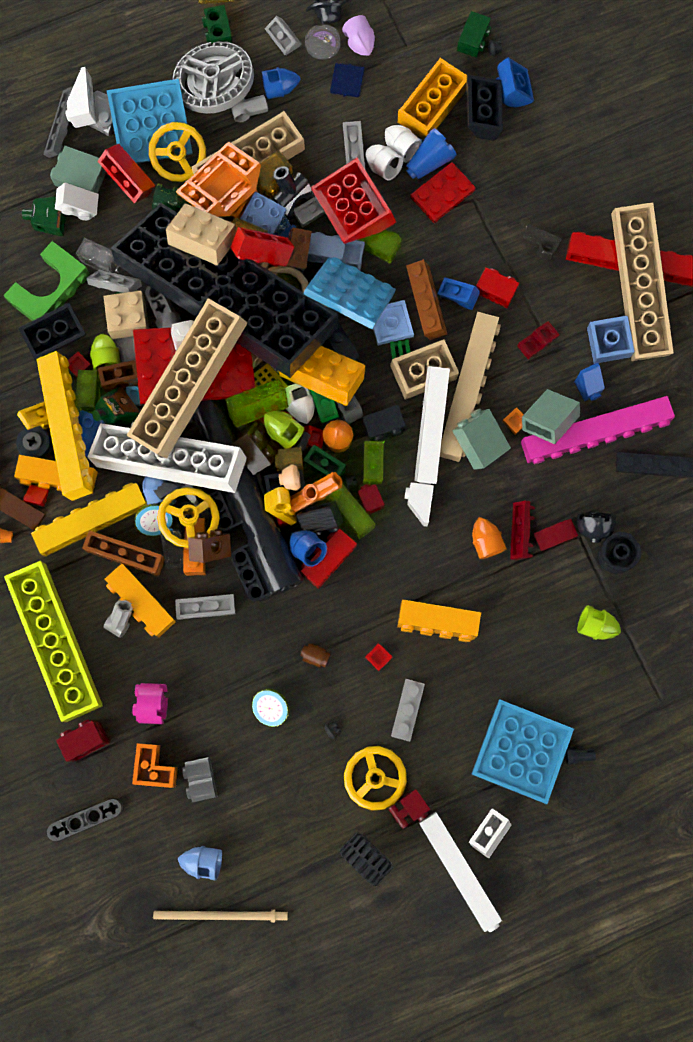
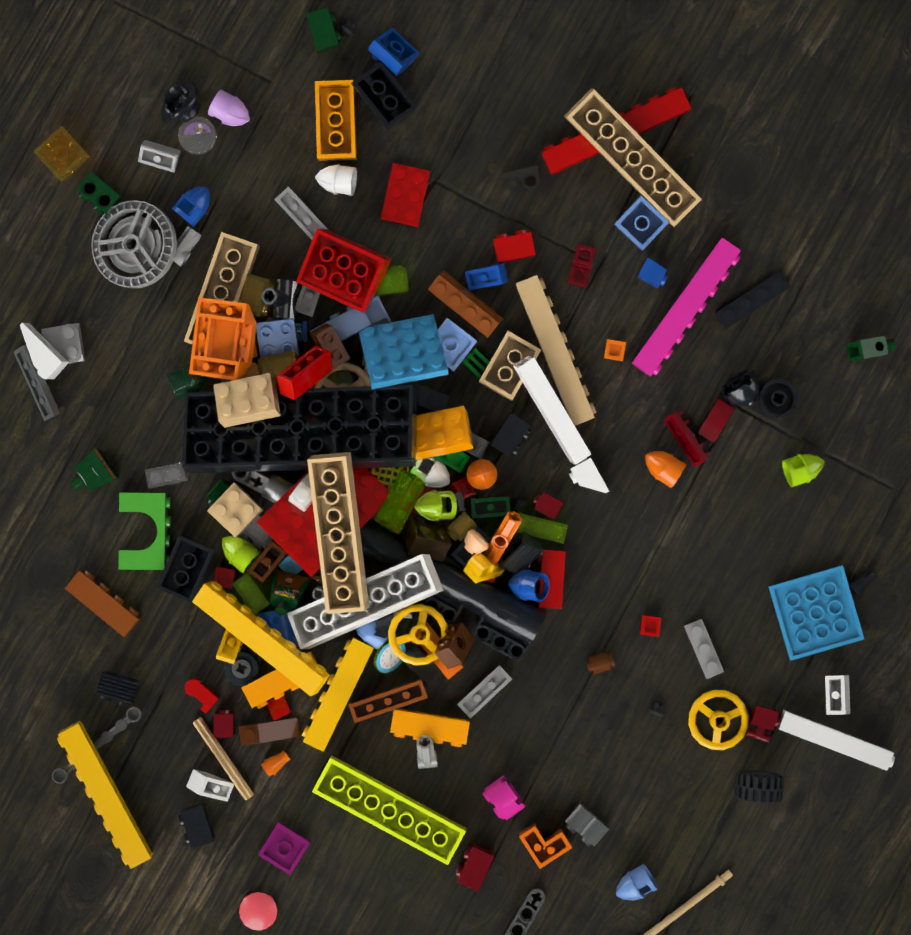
camera: 40 degrees left, 10 degrees up
(76, 201) = (111, 443): white brick -> none
(78, 170) = (88, 414): sand green brick -> none
(114, 281) = (199, 488): light grey plate -> none
(126, 173) = (132, 387): red brick -> none
(141, 111) = (114, 327): dark azure plate -> none
(169, 151) = (156, 330): yellow piece -> none
(270, 707) = (597, 730): piece -> none
(347, 80) = (245, 154): clear blue piece -> none
(373, 462) = (527, 475): clear neon green brick -> none
(379, 159) = (334, 209): white helmet -> none
(430, 155) = (371, 173): blue cone -> none
(438, 620) = (676, 562): light orange brick -> none
(481, 438) = (599, 390): sand green brick -> none
(551, 416) = (641, 328): sand green brick -> none

